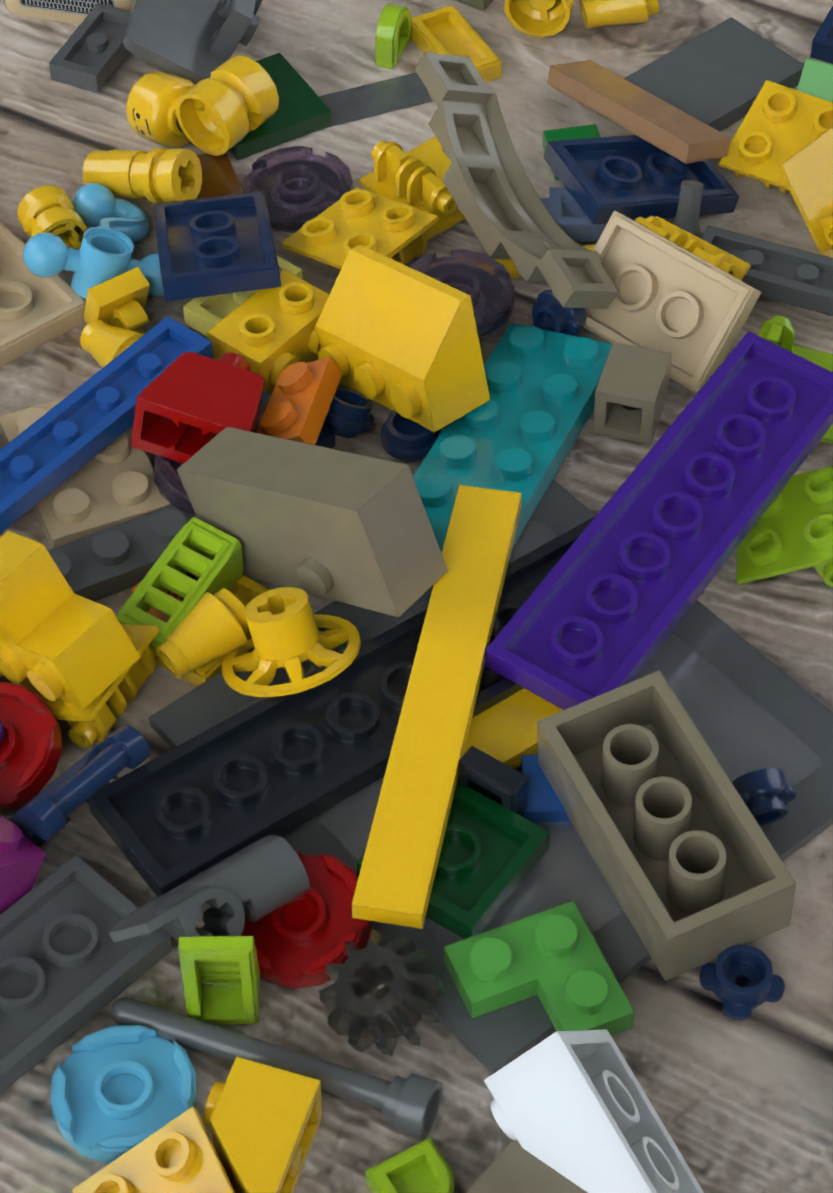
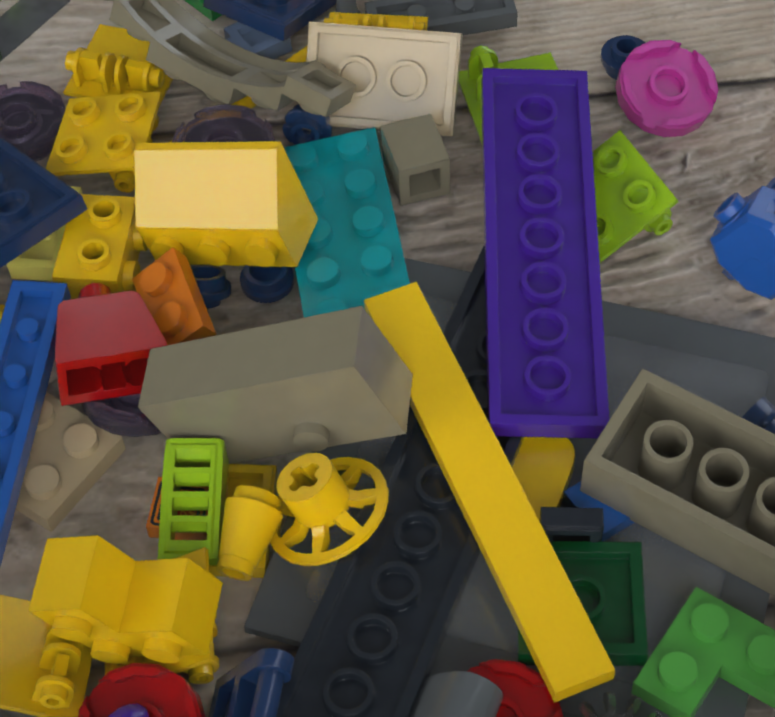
camera: 30 degrees left, 5 degrees up
(118, 555) = (113, 496): dark grey plate -> none

